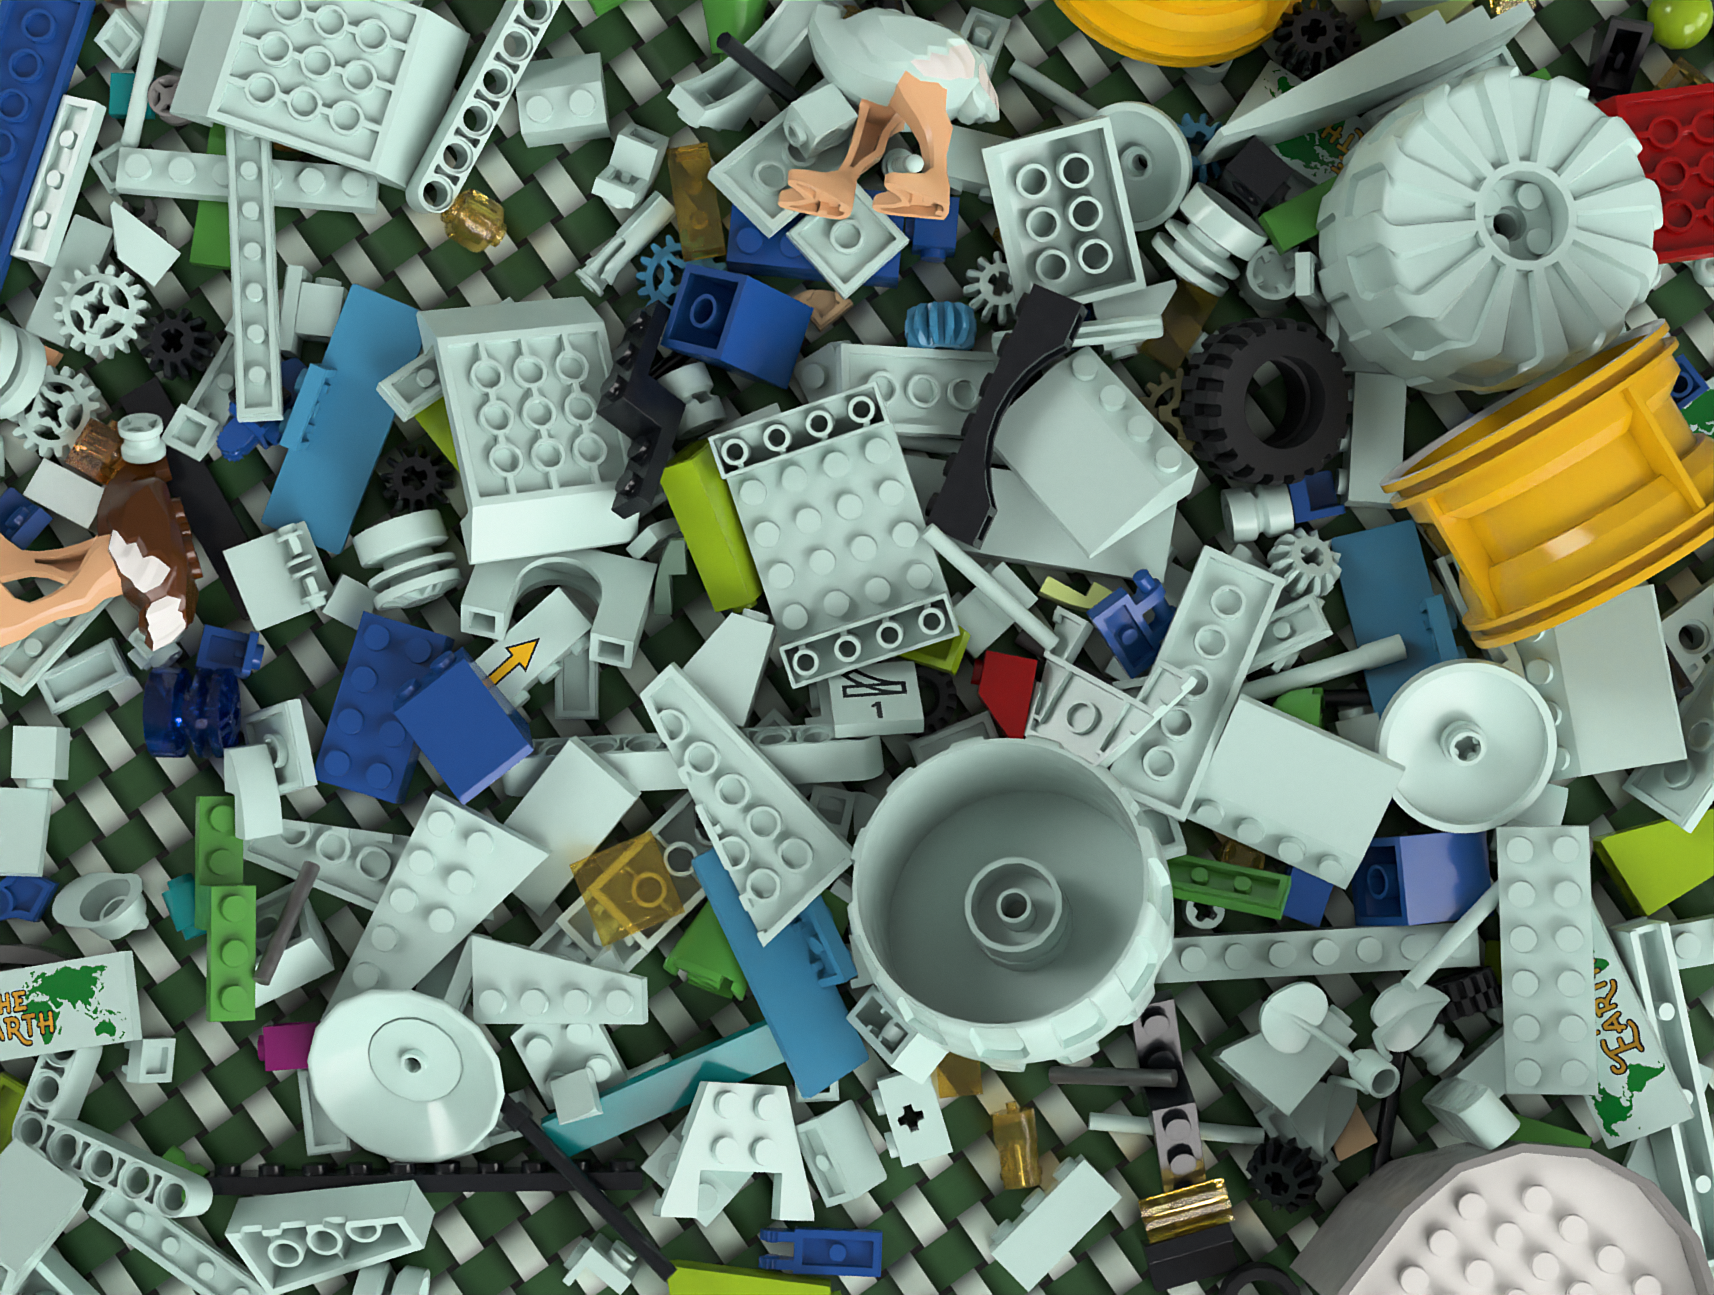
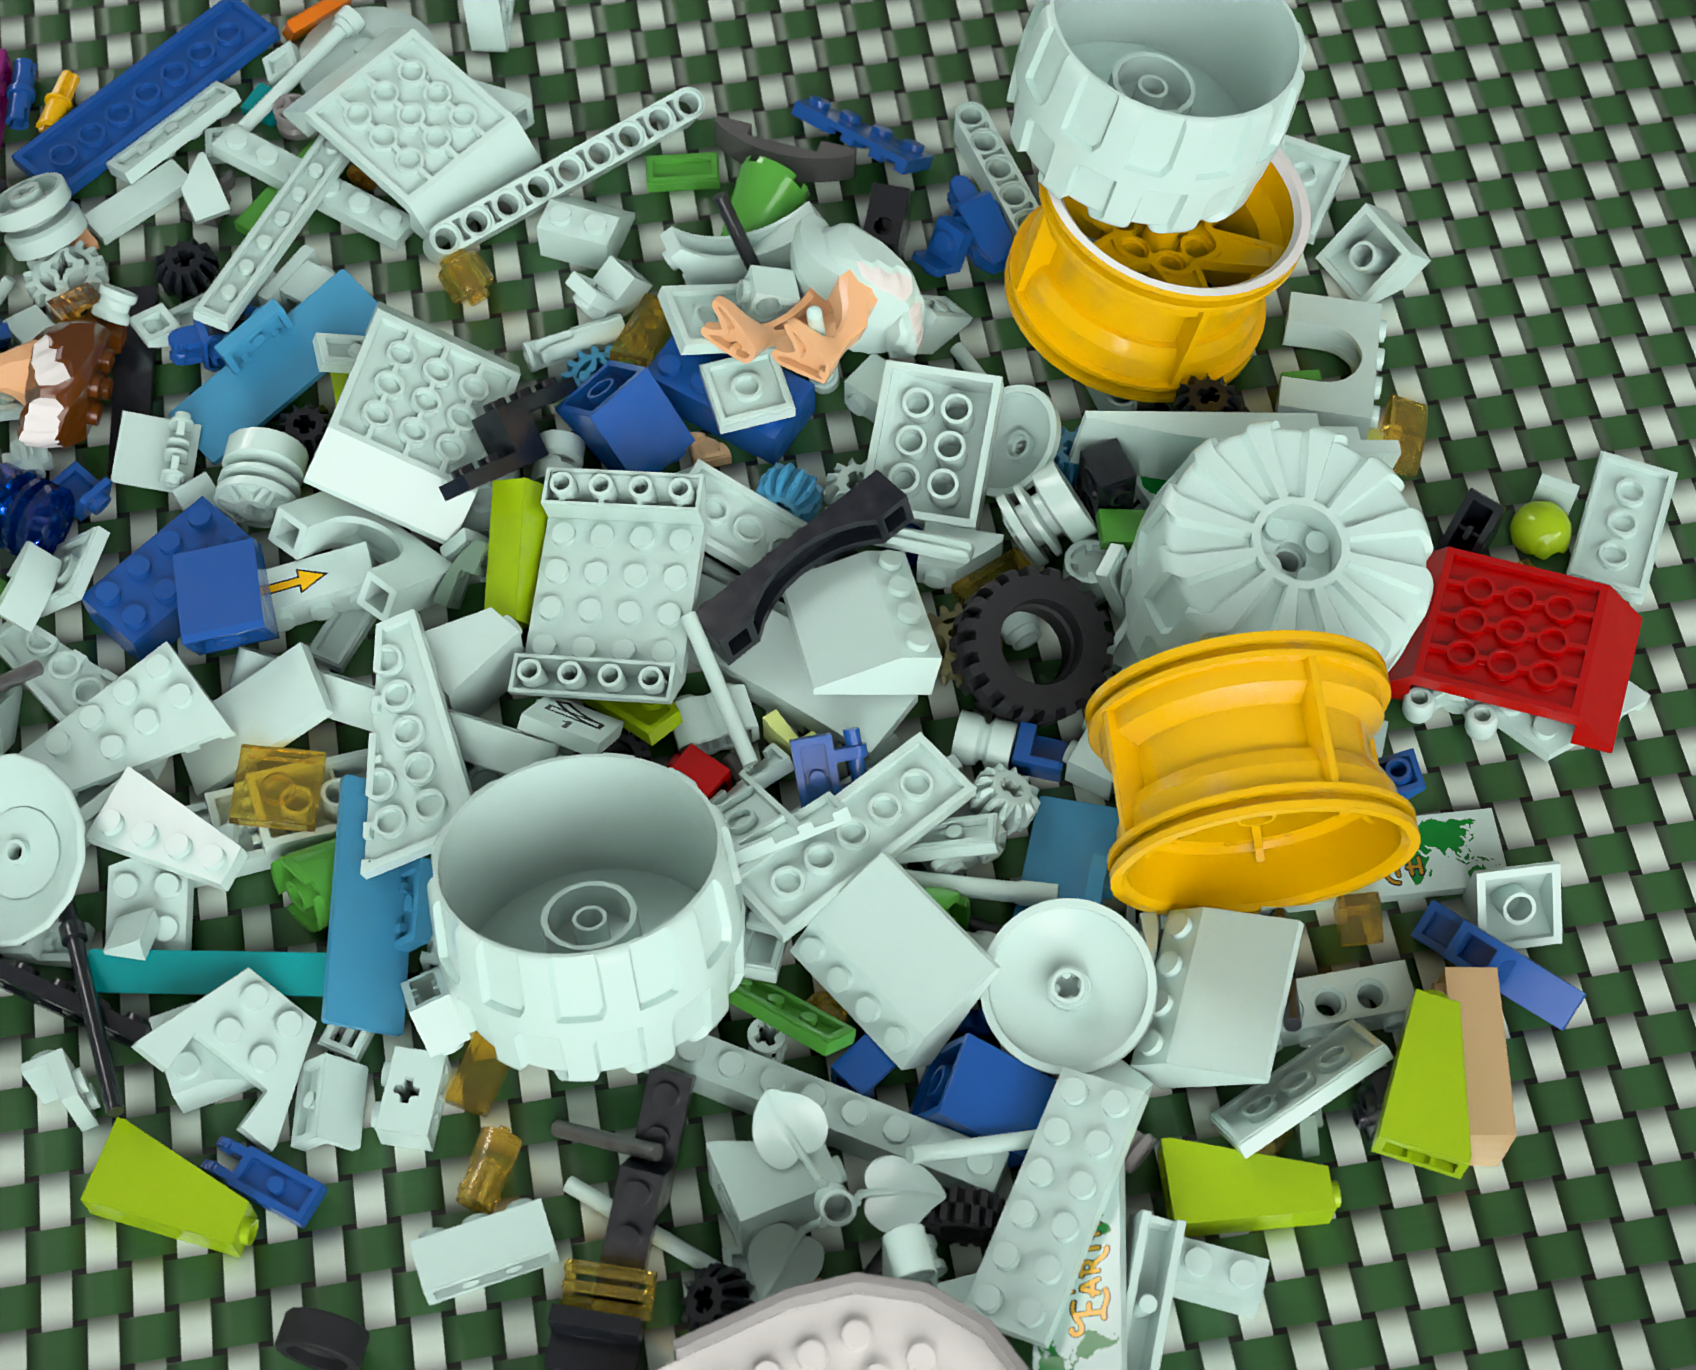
camera: 25 degrees right, 25 degrees down
(100, 328) = (145, 223): light aqua gear -> none
(933, 237) = (828, 427): blue brick -> none

